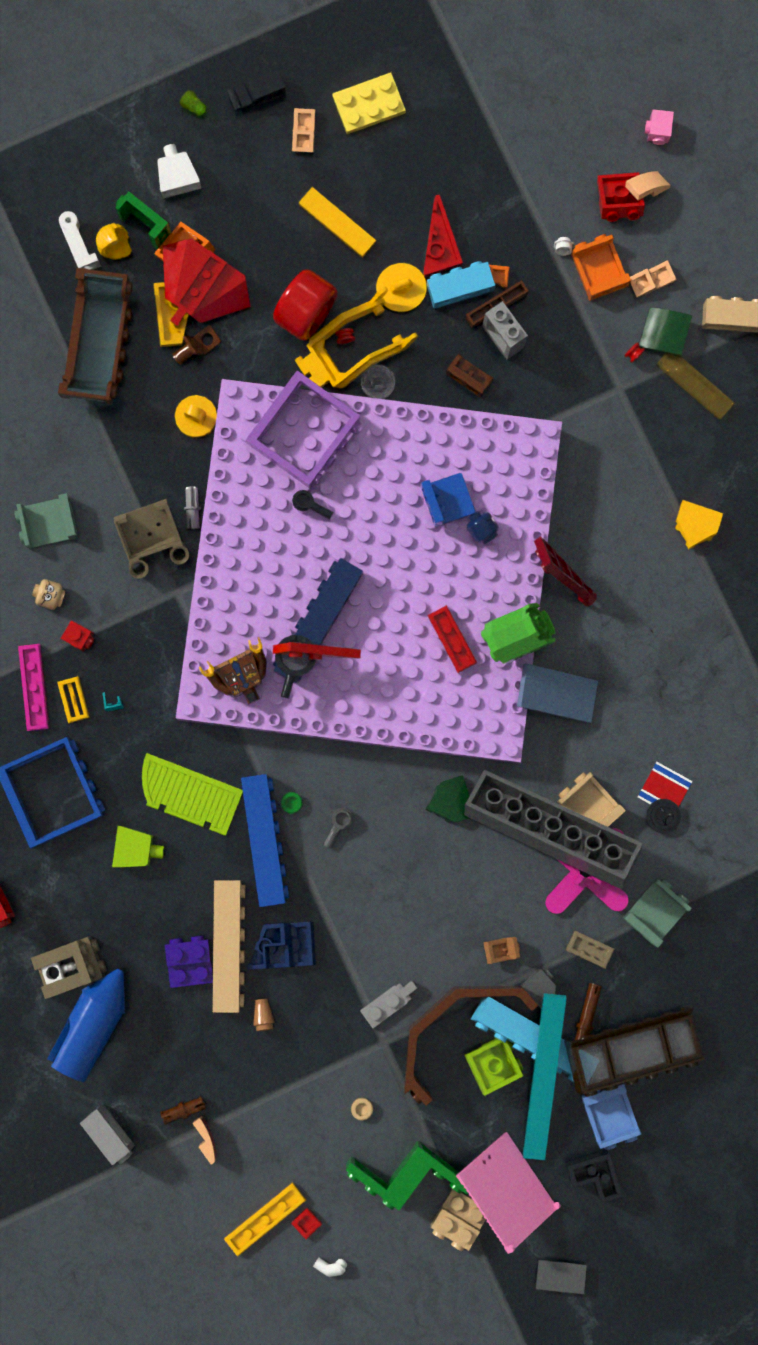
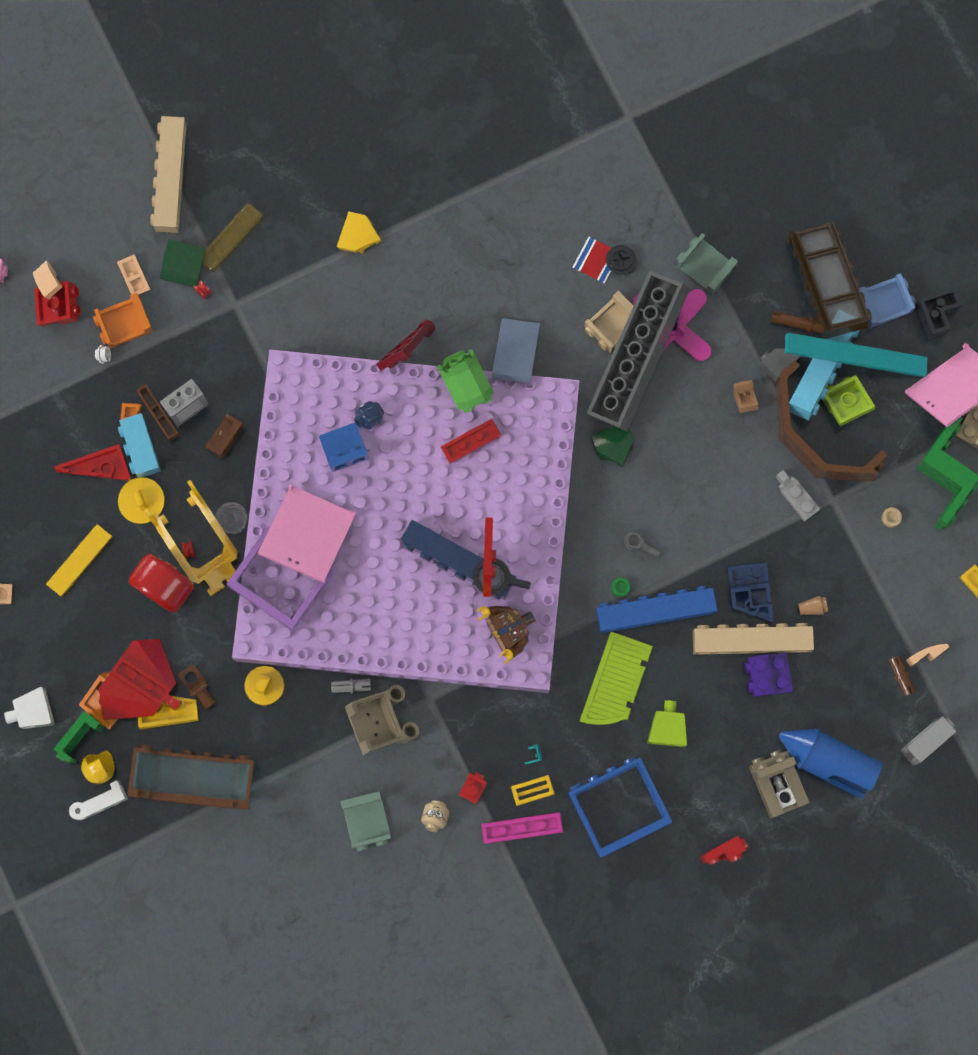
camera: 90 degrees left, 5 degrees down
(304, 501) = (347, 577): black plate -> none
(350, 457) = (306, 533): none -> bright pink door
(589, 949) = (741, 321): dark tan plate -> none

